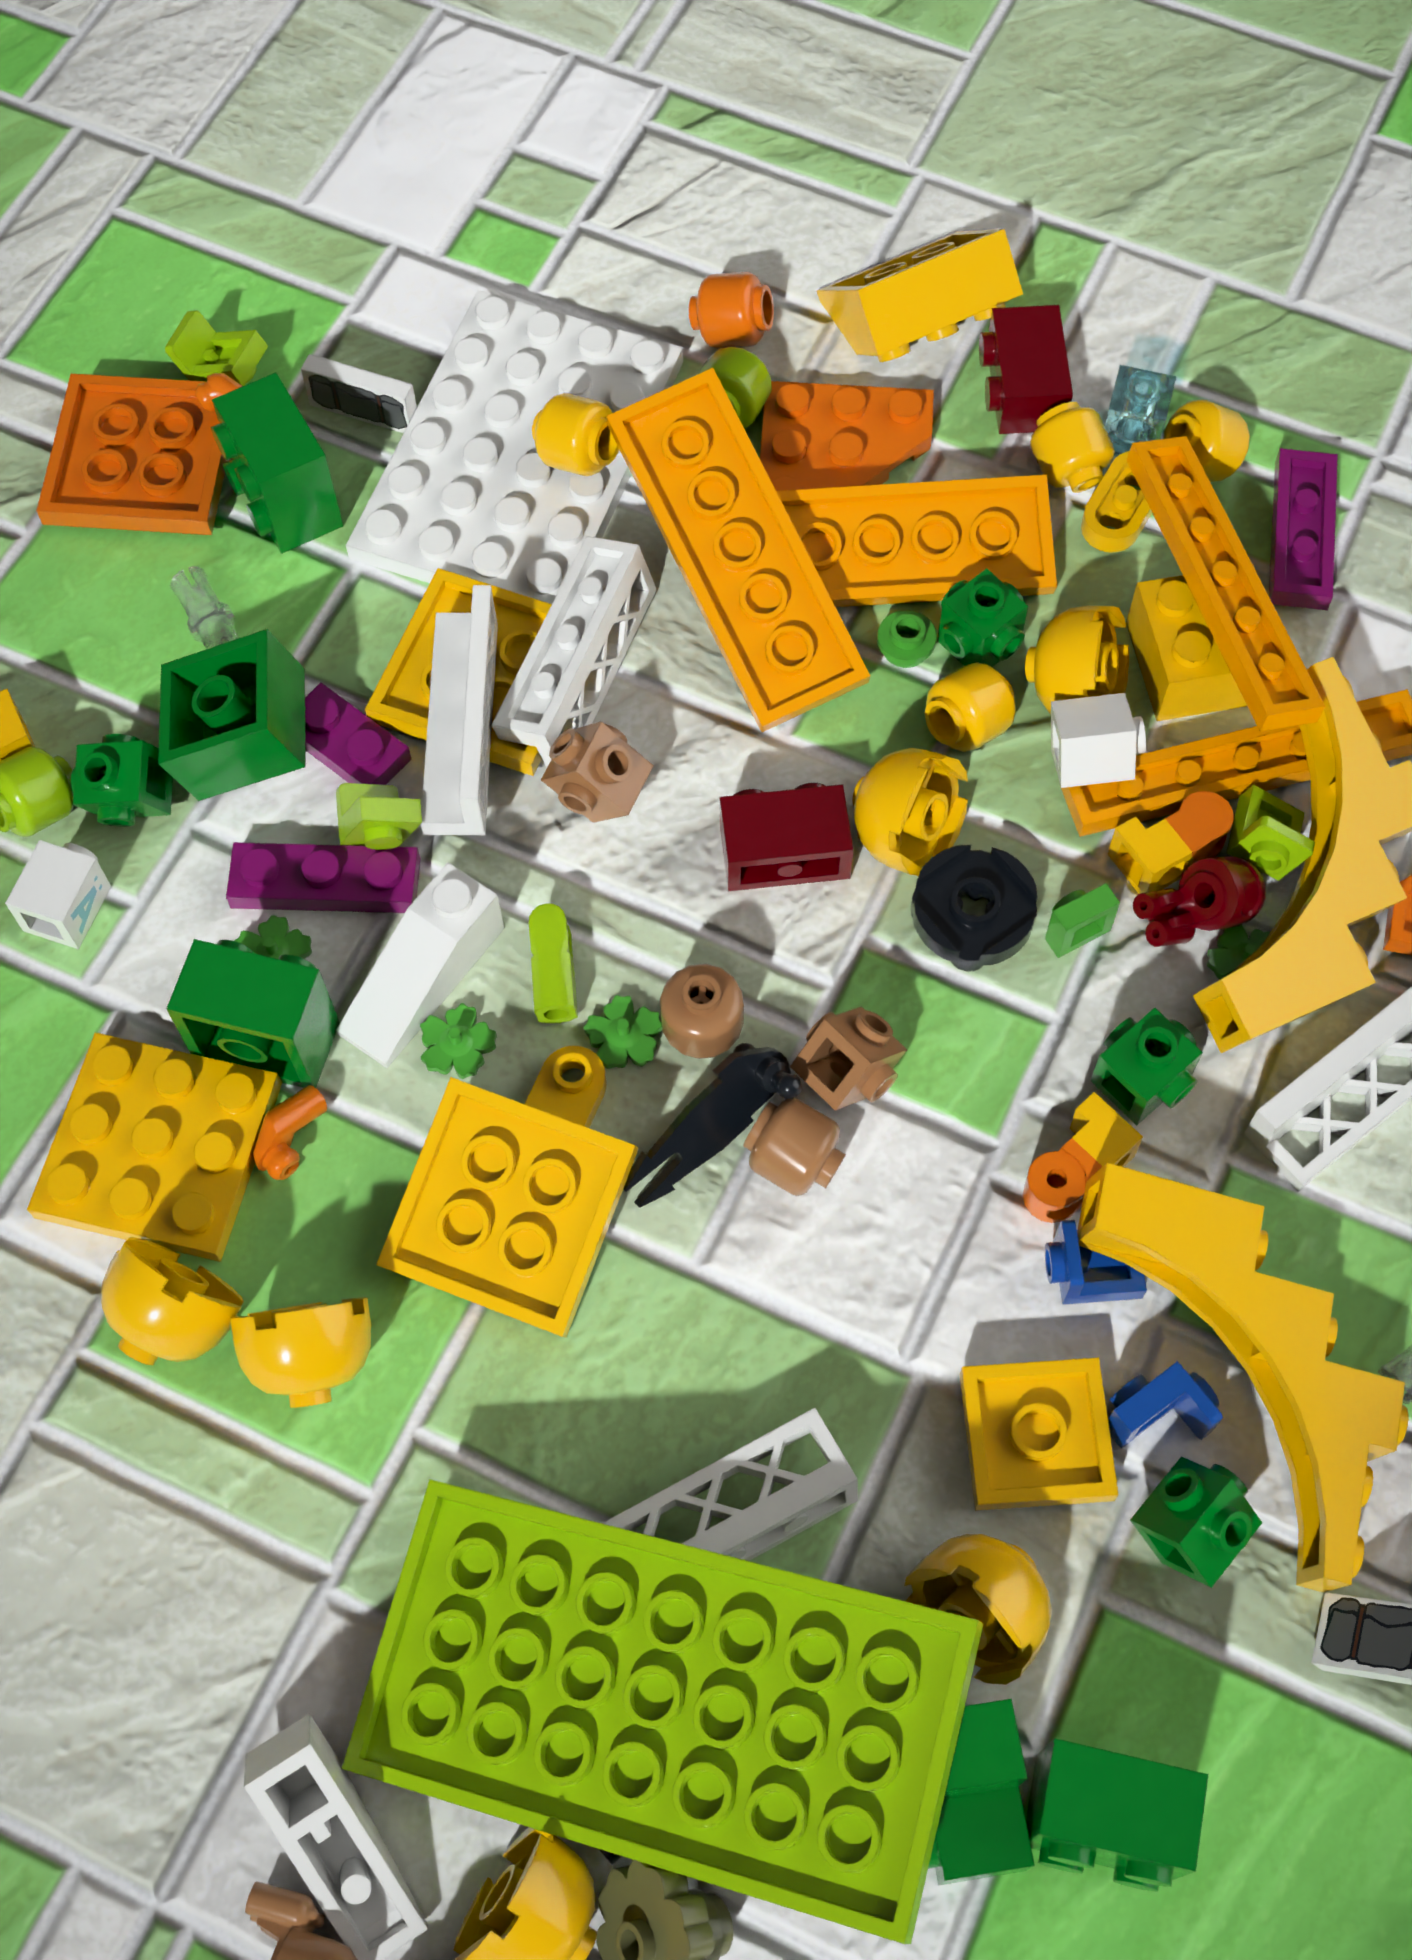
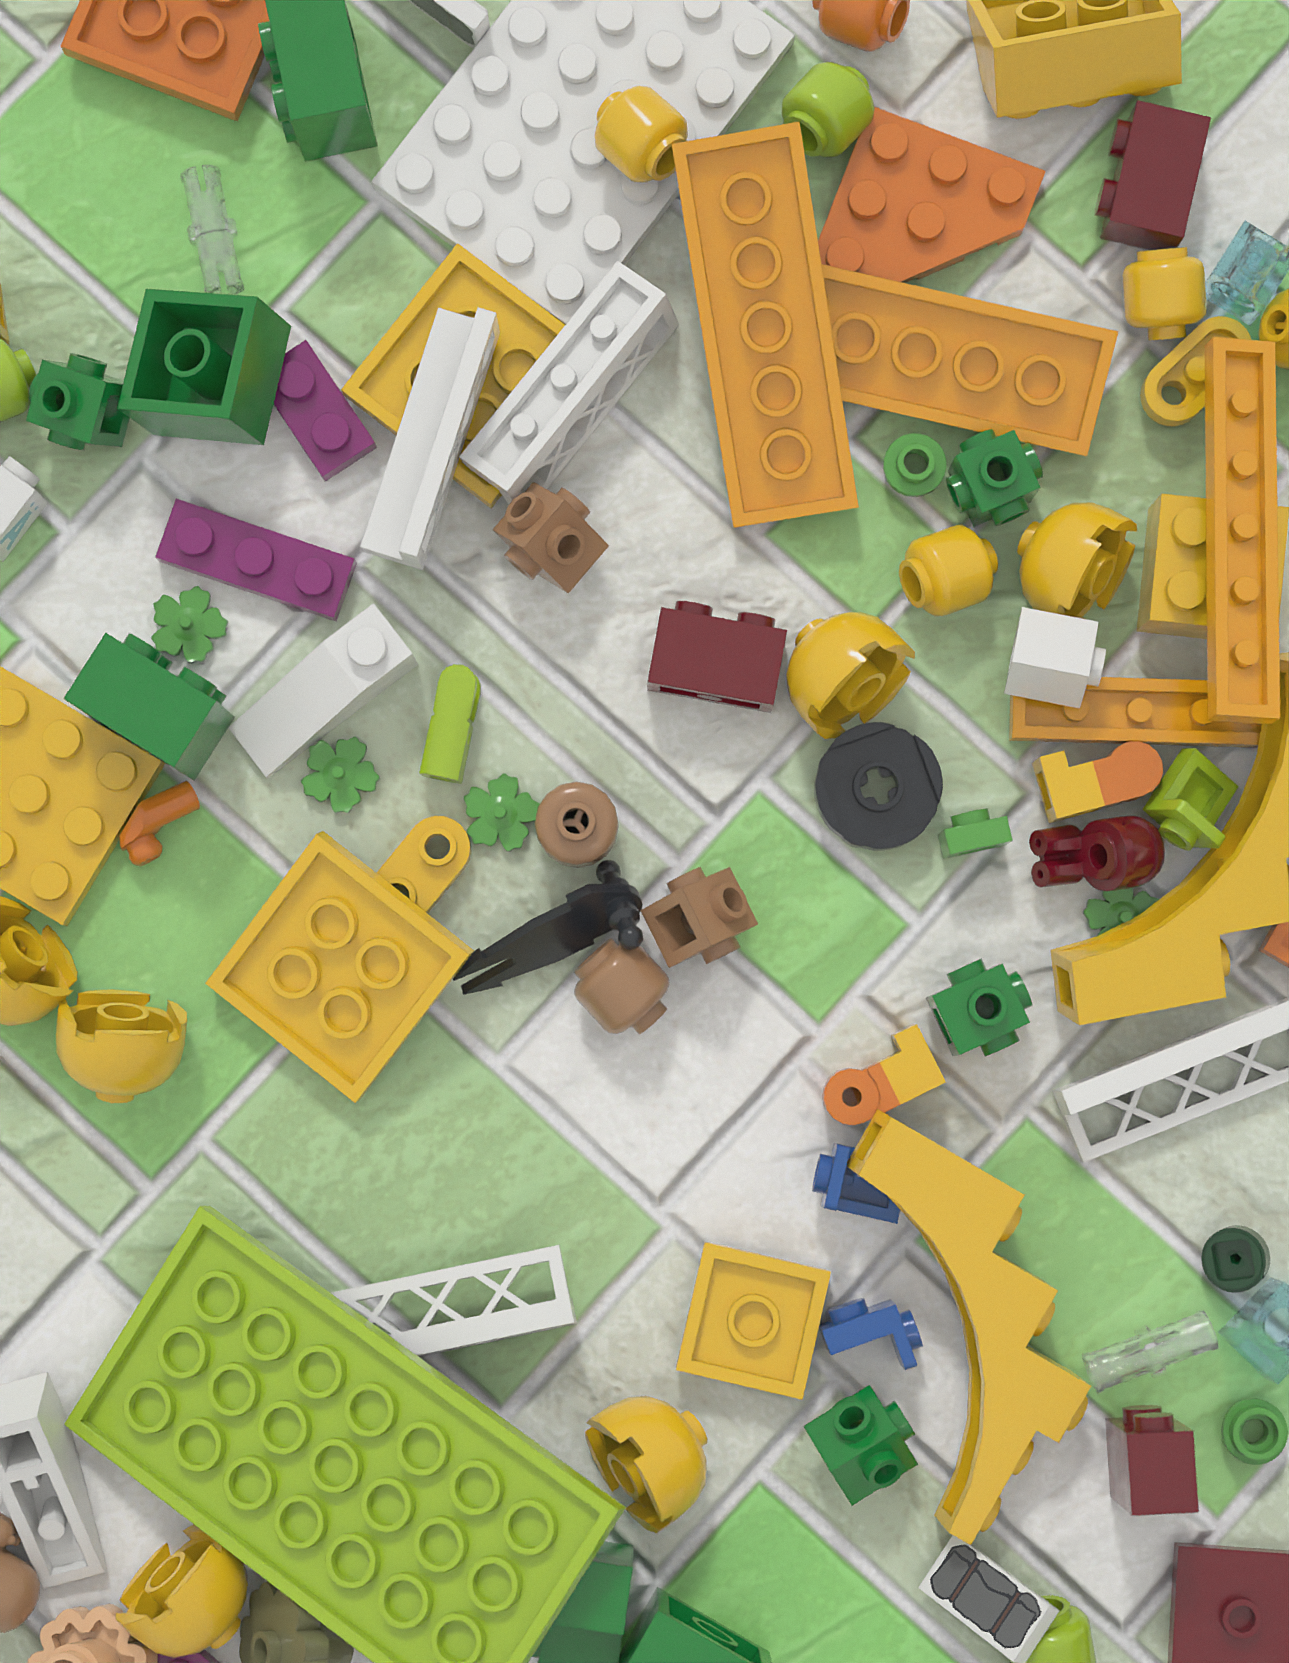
camera: 15 degrees right, 20 degrees up
(375, 815) = (318, 514): lime bracket -> none

